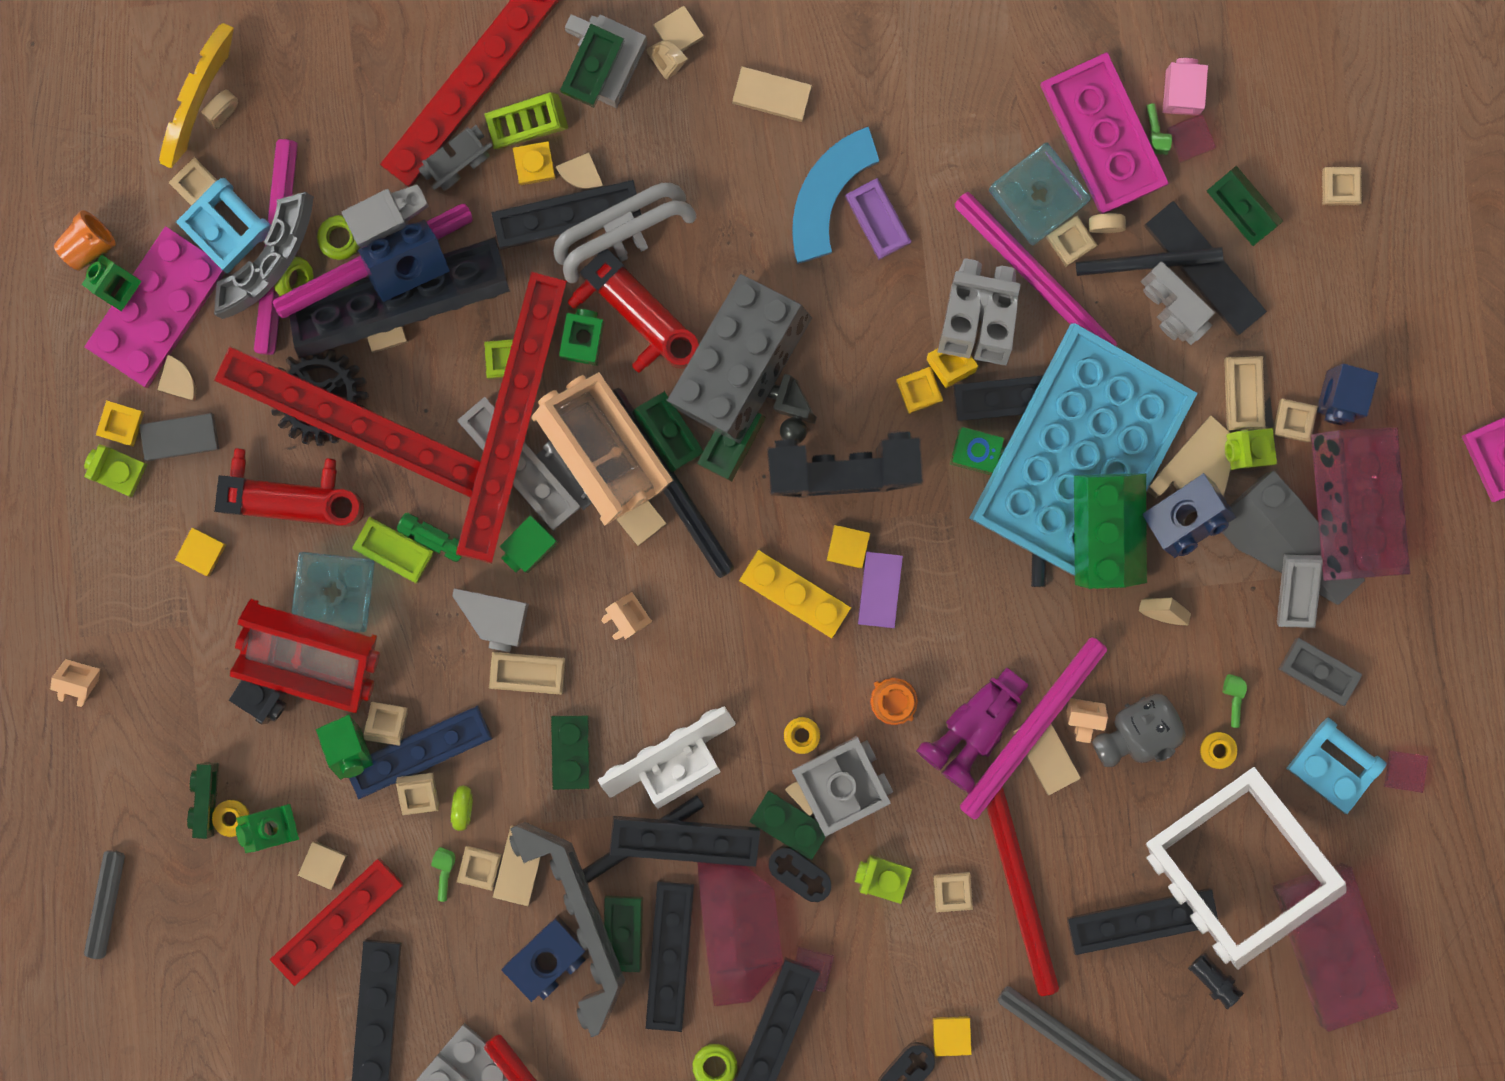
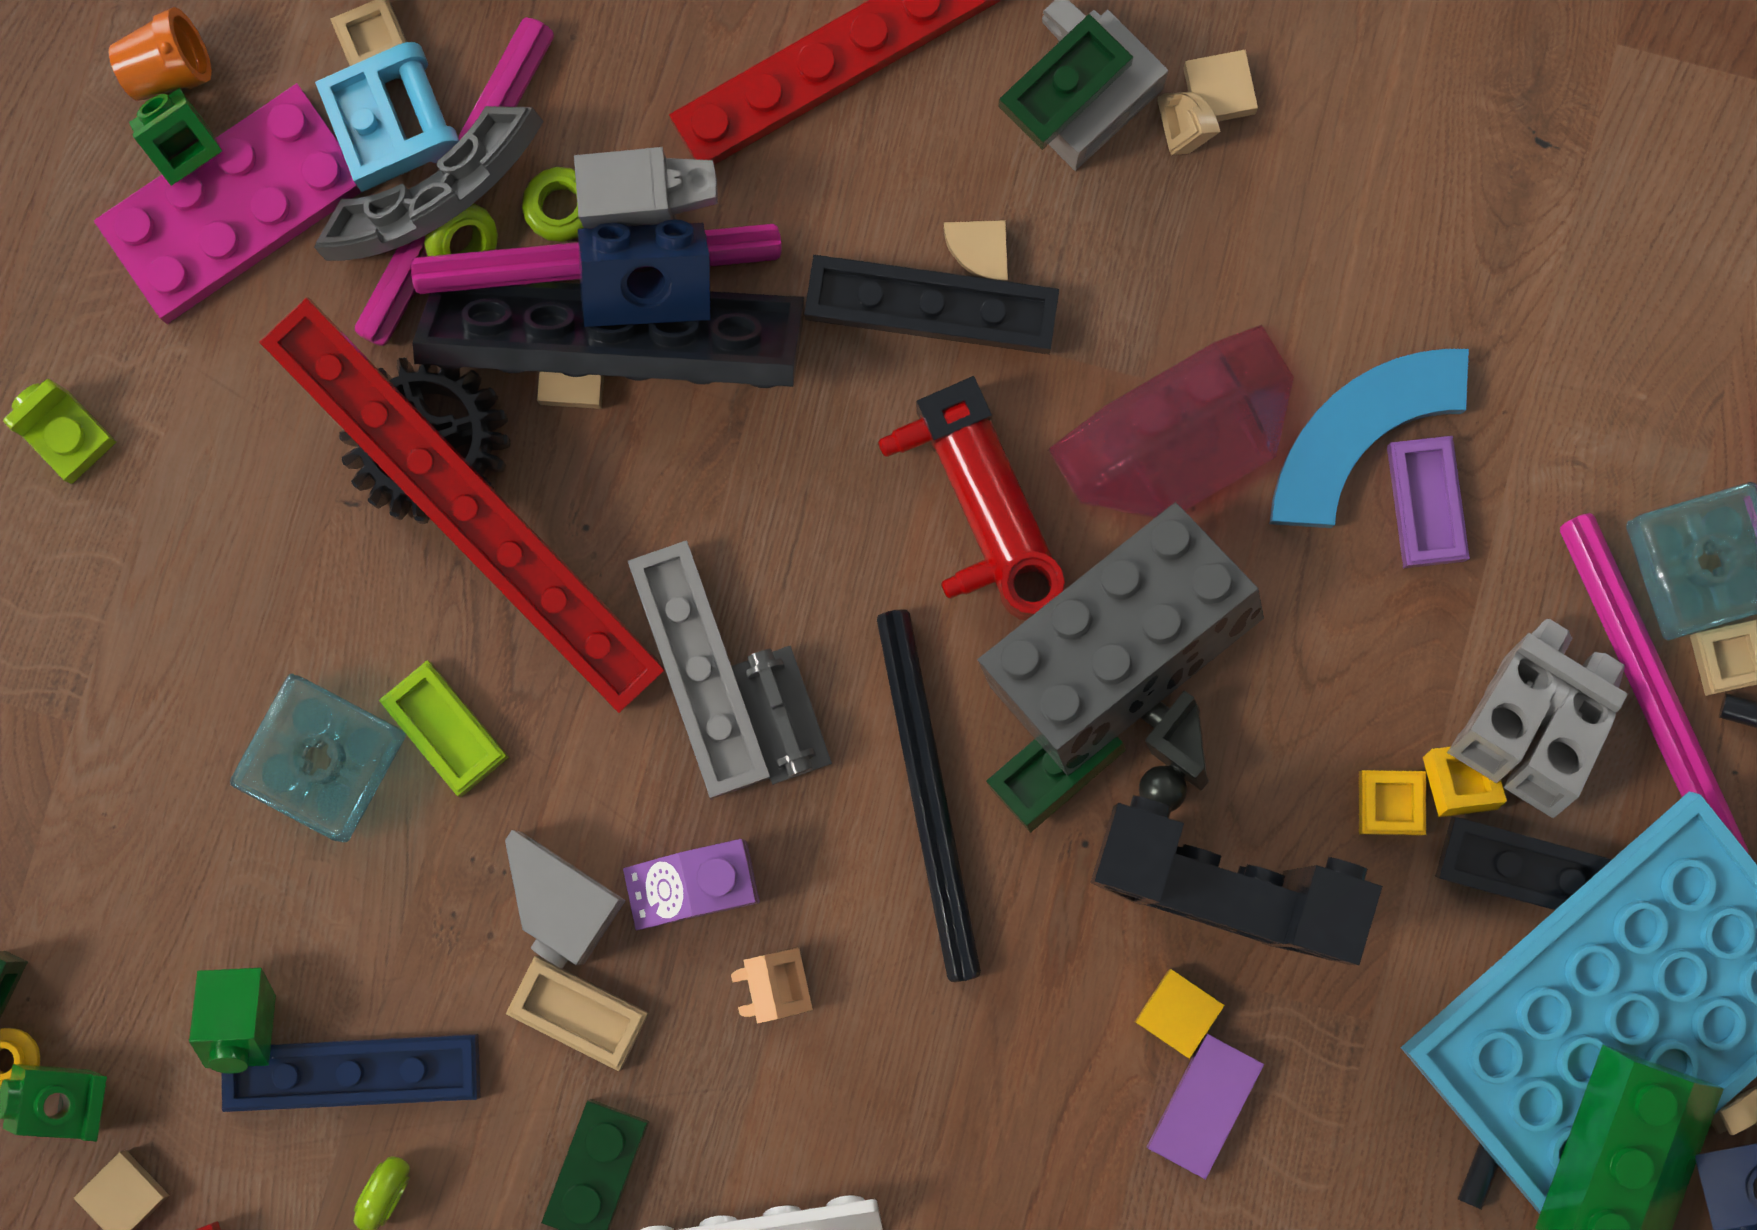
camera: 30 degrees right, 5 degrees down
(119, 423) = (98, 360): yellow plate -> none
(177, 379) = (216, 327): tan tile -> none
(179, 437) = (182, 418): dark grey tile -> none
(200, 552) = (139, 612): yellow tile -> none
(259, 701) = (133, 882): black bracket -> none
(284, 500) = (304, 582): red piece -> none
(305, 657) = (228, 847): red door -> none
(385, 723) = (316, 1005): tan tile -> none
(417, 794) = (320, 1141): tan tile -> none
(429, 536) = (512, 732): green axle -> none
(468, 151) = (815, 146): dark grey hinge -> none
(496, 357) = (742, 493): lime tile -> none
(511, 418) = (713, 592): red plate -> none
(527, 545) = (659, 806): green brick -> none
(534, 163) = (911, 205): yellow plate -> none
(556, 114) = (948, 158): lime slope -> none
(560, 580) = (691, 884): none -> medium lavender slope
(573, 350) = (876, 481): green brick -> none
(601, 446) = (842, 693): light nougat door -> none
(619, 226) = (1010, 350): light grey piece -> none
(642, 522) = (858, 837): tan tile -> none
(667, 432) = (957, 711): dark green plate -> none
(730, 231) = (1182, 430): none -> clear pink wedge
(771, 94) = (1331, 240): tan tile -> none
(795, 594) = (1063, 1057): yellow plate -> none
(977, 451) = (1452, 940): green brick -> none

